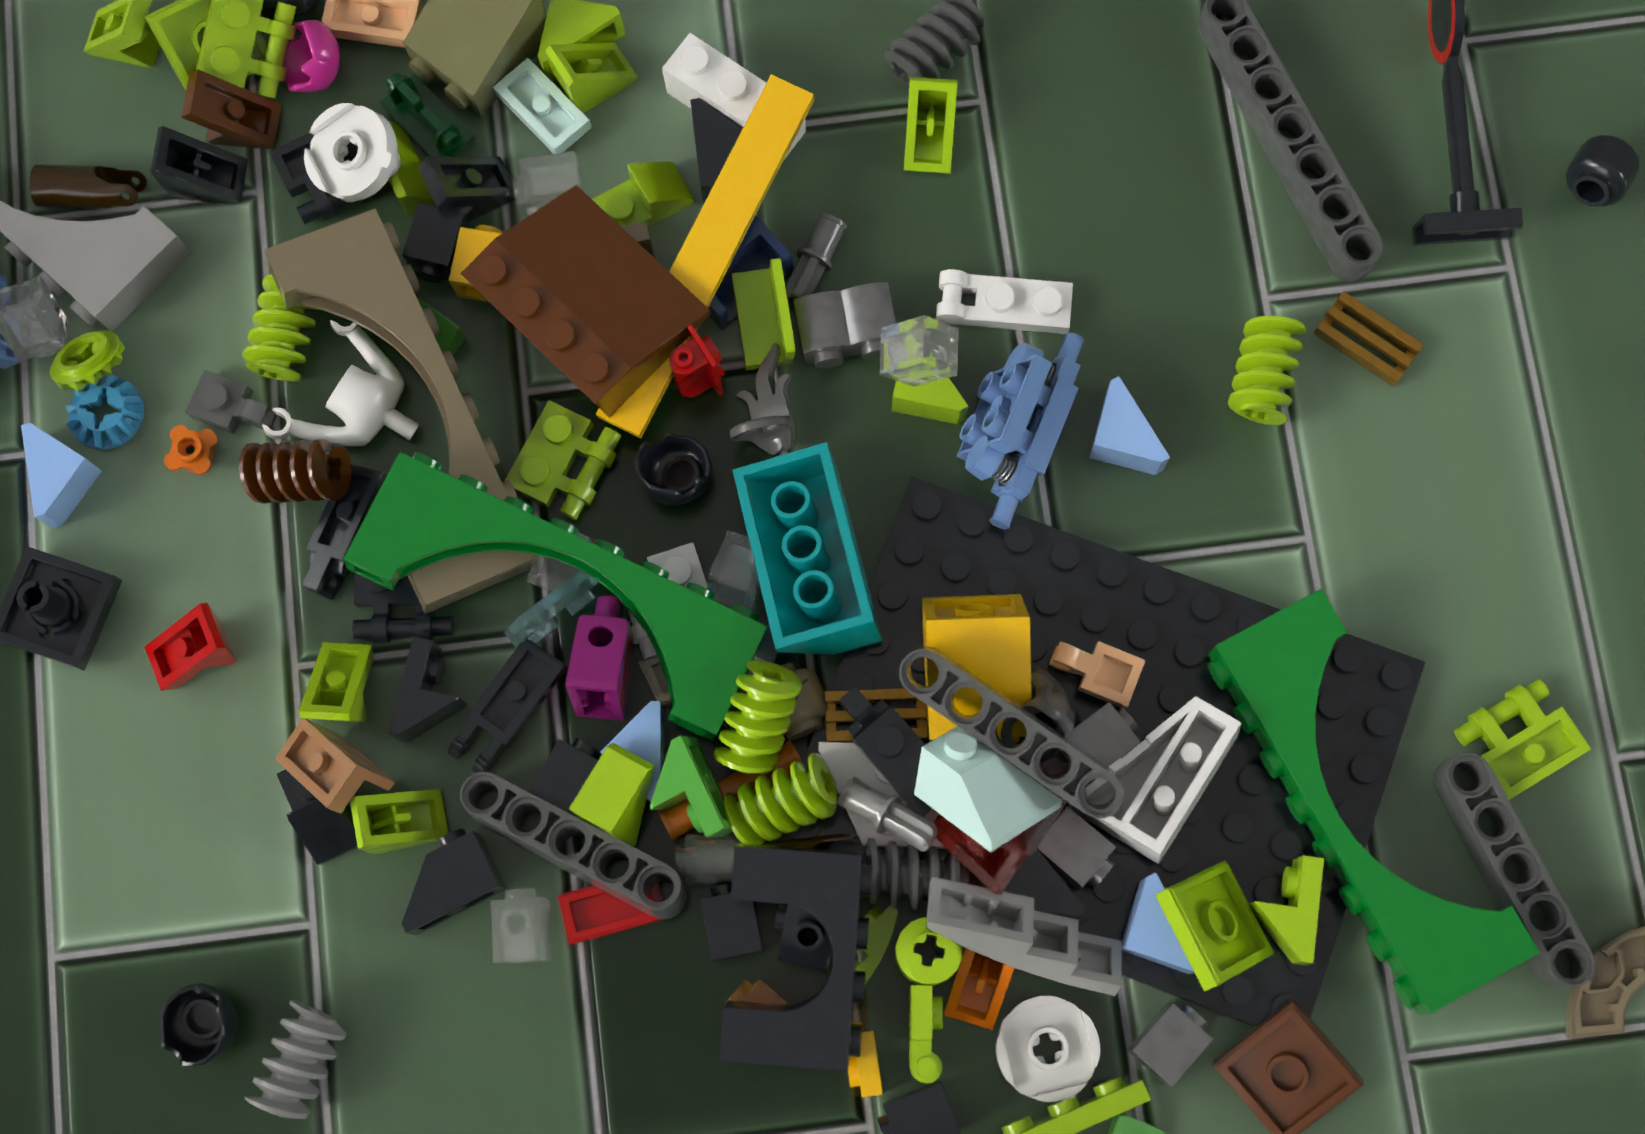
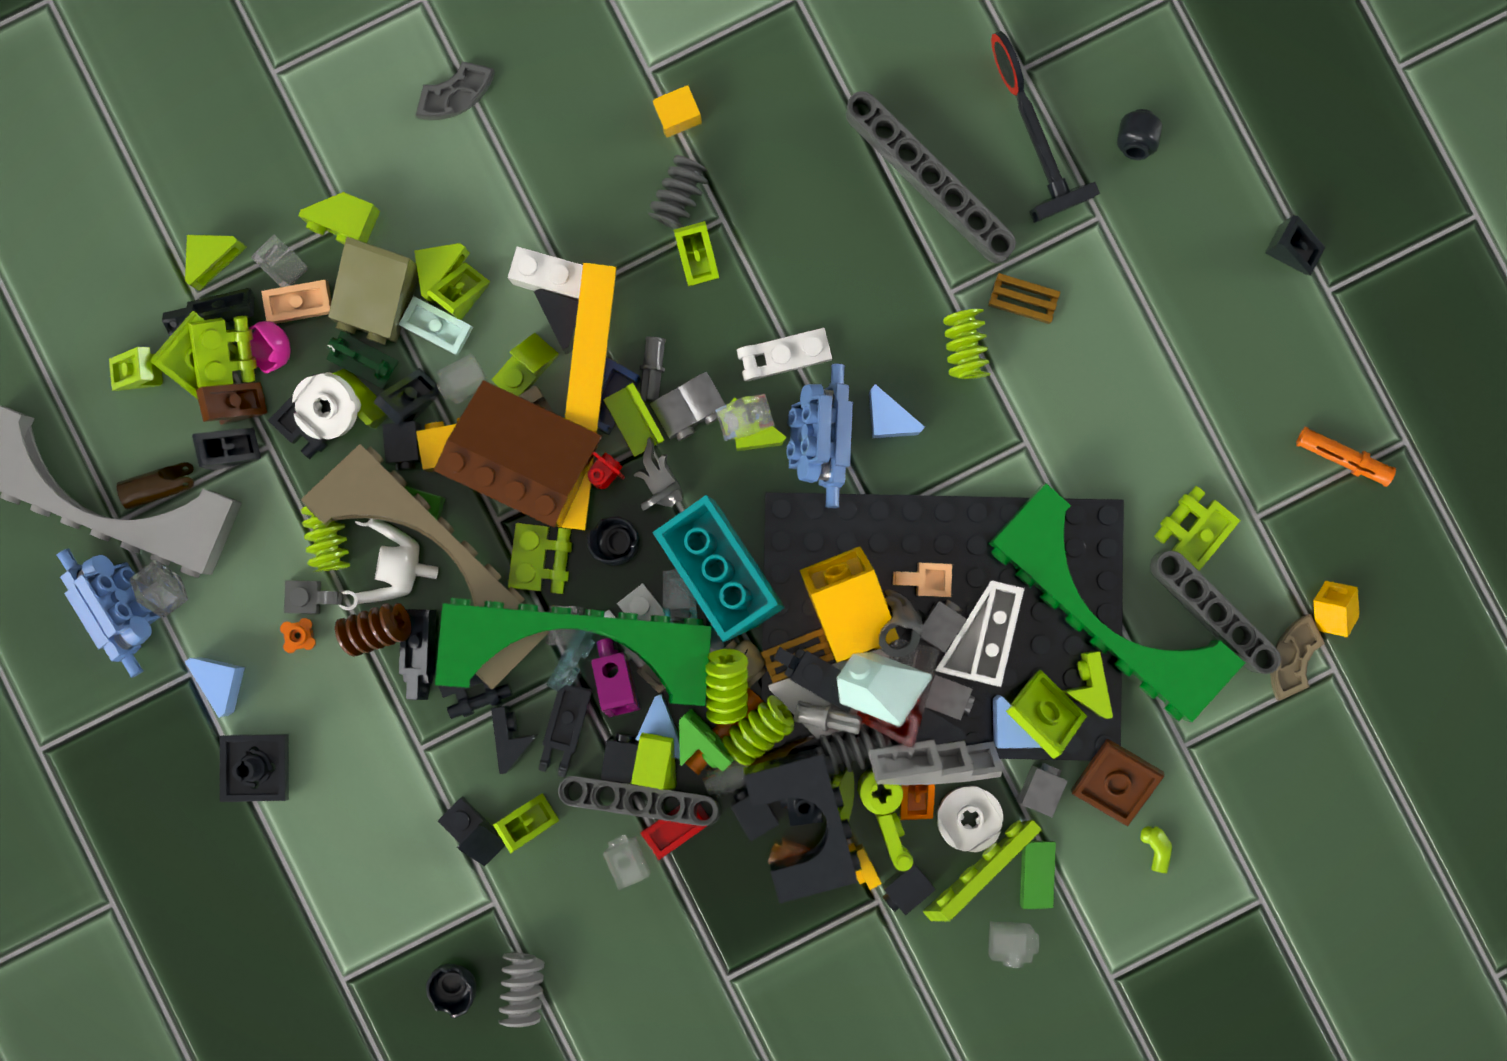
camera: 20 degrees left, 10 degrees up
(86, 359) = (200, 596): lime gear -> none
(116, 427) = (243, 638): dark azure gear -> none
(189, 647) = (351, 764): red slope -> none
(328, 765) = (471, 807): medium nougat panel -> none
(338, 683) = (454, 753): lime slope -> none
(452, 881) = (573, 847): black slope -> none
(1024, 755) = (897, 658): dark grey beam -> none

